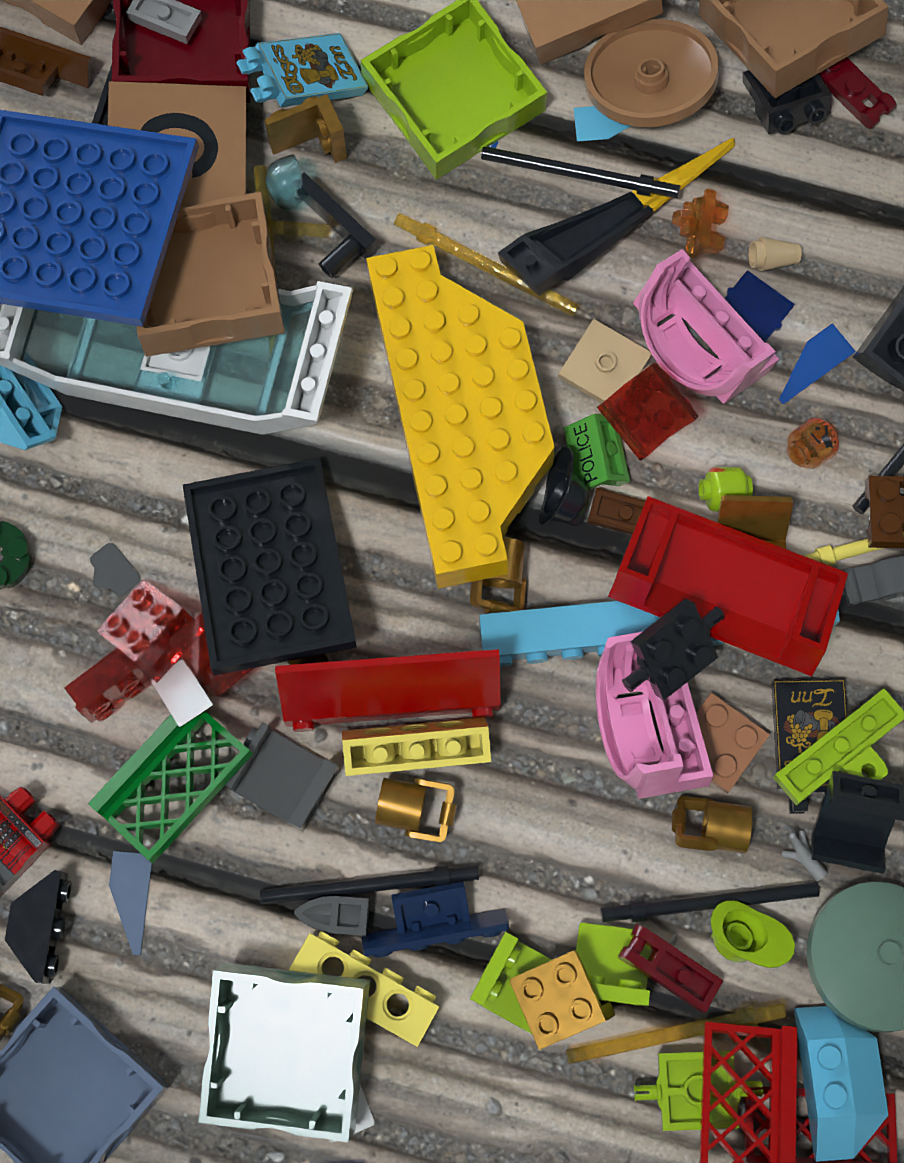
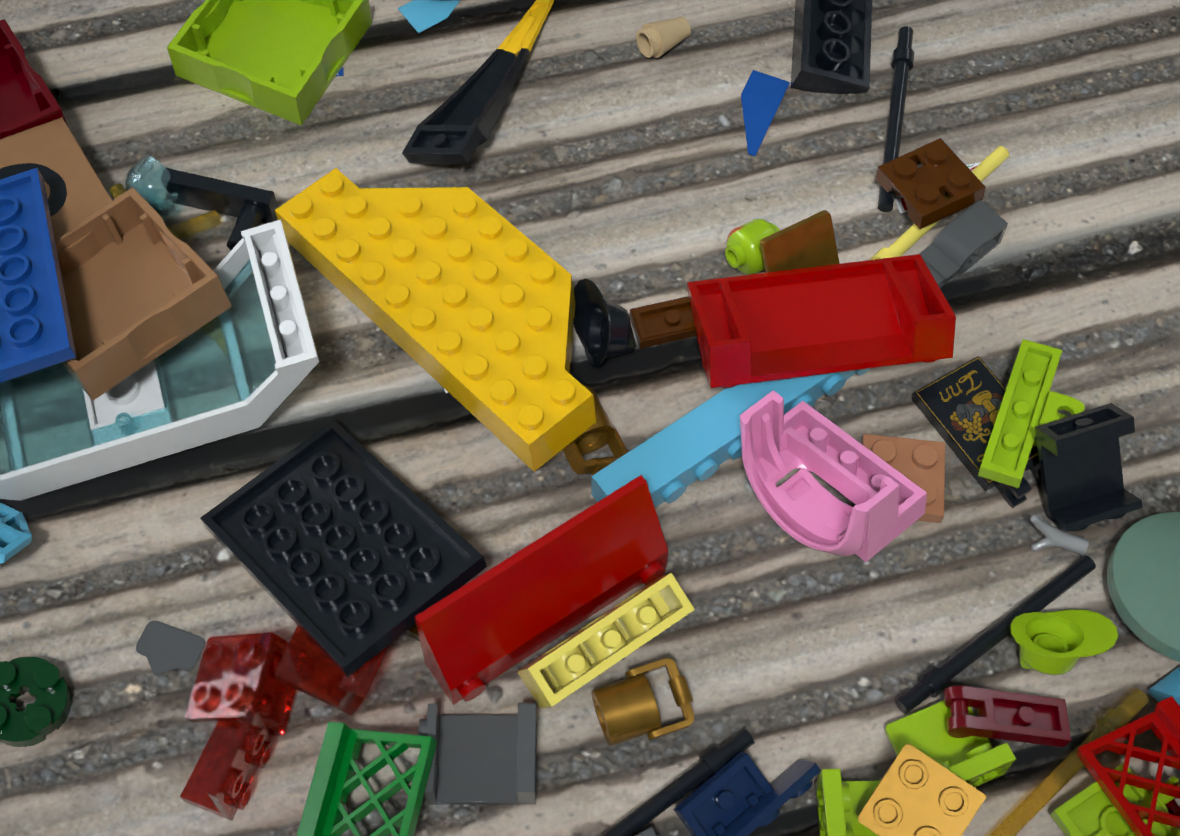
camera: 30 degrees left, 15 degrees down
(182, 693) = (320, 724): white sticker -> none
(303, 69) = (113, 82): medium azure tile -> none
(305, 122) = (143, 123): pearl gold bracket -> none
(428, 235) = (396, 170): clear yellow bar -> none
(597, 452) = (611, 272): bright green panel -> none
(603, 362) = (567, 201): tan plate -> none
(644, 185) = (507, 33): black bar -> none
(647, 410) = (638, 208): clear red bracket -> none
(674, 649) = (809, 395): black plate -> none
(683, 291) = (603, 100): bright pink piece -> none
(696, 224) = (578, 42): clear orange hips -> none
(723, 825) = (957, 550): pearl gold piece -> none
(758, 305) = (674, 91): clear blue piece -> none
(812, 443) = (807, 169): clear orange head -> none

